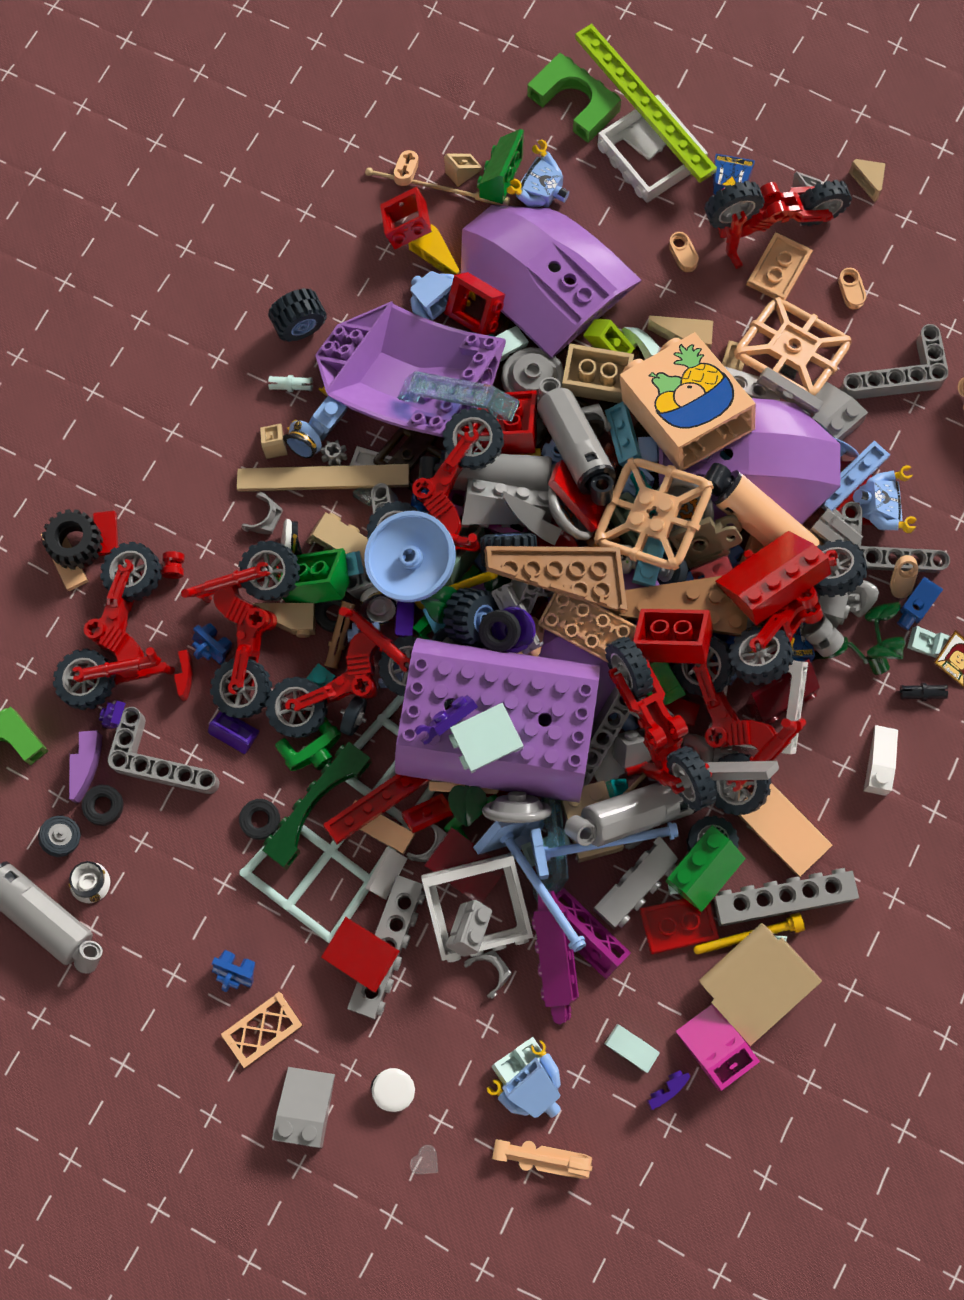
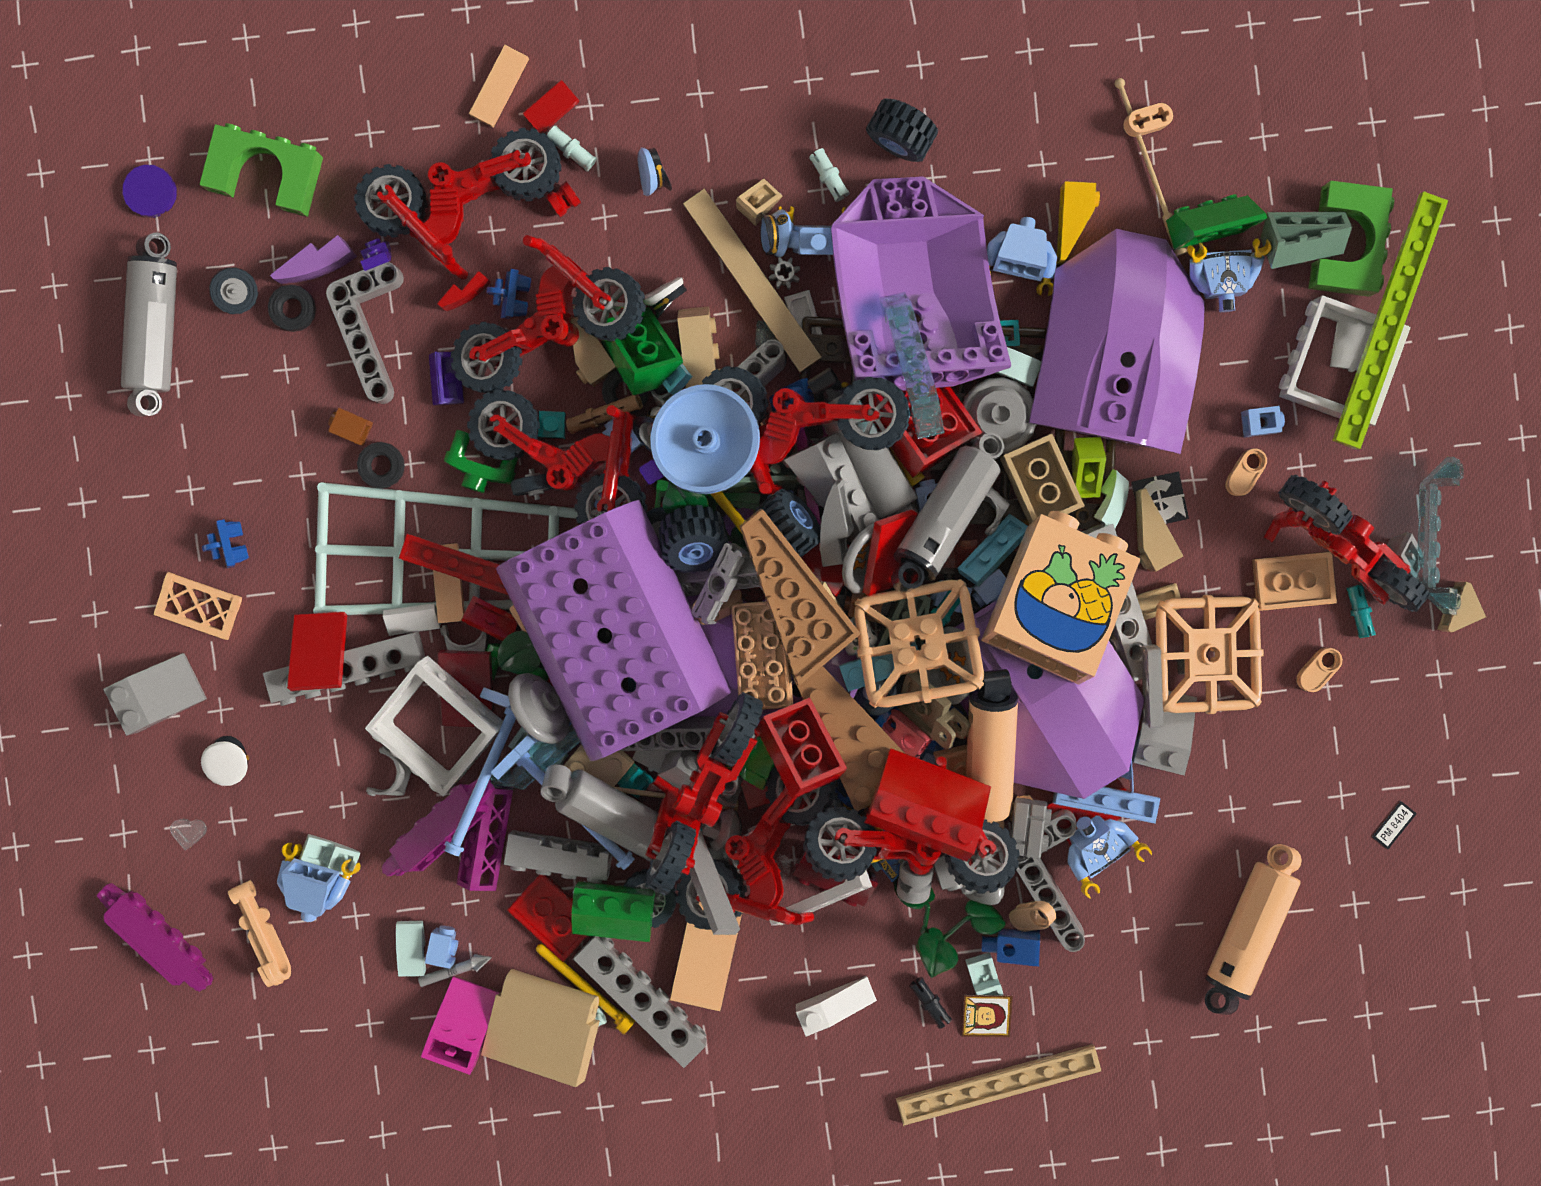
camera: 50 degrees right, 15 degrees up
(61, 527) = (507, 63): black tyre -> none
(89, 882) = (215, 350): white piece -> none
(145, 536) = (571, 148): none -> light aqua pin
(200, 492) = (651, 171): none -> light blue piece
(215, 820) = (349, 426): none -> dark orange brick
(269, 523) = (678, 261): light grey helmet -> none
(348, 764) = (368, 508): dark green arch -> none
(393, 212) = (1085, 141): red window -> none
(445, 719) = (558, 596): dark purple plate -> none
(457, 301) = (1053, 283): red window -> none
(461, 167) = (1189, 177): tan slope -> none
(469, 928) = (406, 735): light grey brick -> none
(485, 738) = (565, 646): light aqua panel -> none
(489, 640) = (677, 573): black tyre -> none
(489, 1247) = (154, 938): none -> magenta hinge
(527, 632) = (704, 588): dark purple tile -> none
(552, 120) = (1304, 236): none -> sand green wedge
(646, 1021) = (441, 947): none -> light blue brick
(656, 220) = (1273, 421): none -> light blue brick
(663, 307) = (1166, 494): none -> sticker
(674, 1085) = (404, 1008): dark purple slope -> none
(676, 1004) = (475, 963): none -> light grey piece
(730, 171) = (1364, 466): blue torso -> none
(772, 133) = (1445, 474): none -> clear light blue slope
(829, 238) = (1361, 611): none -> teal pin
(903, 374) = (1252, 782): light grey beam -> none

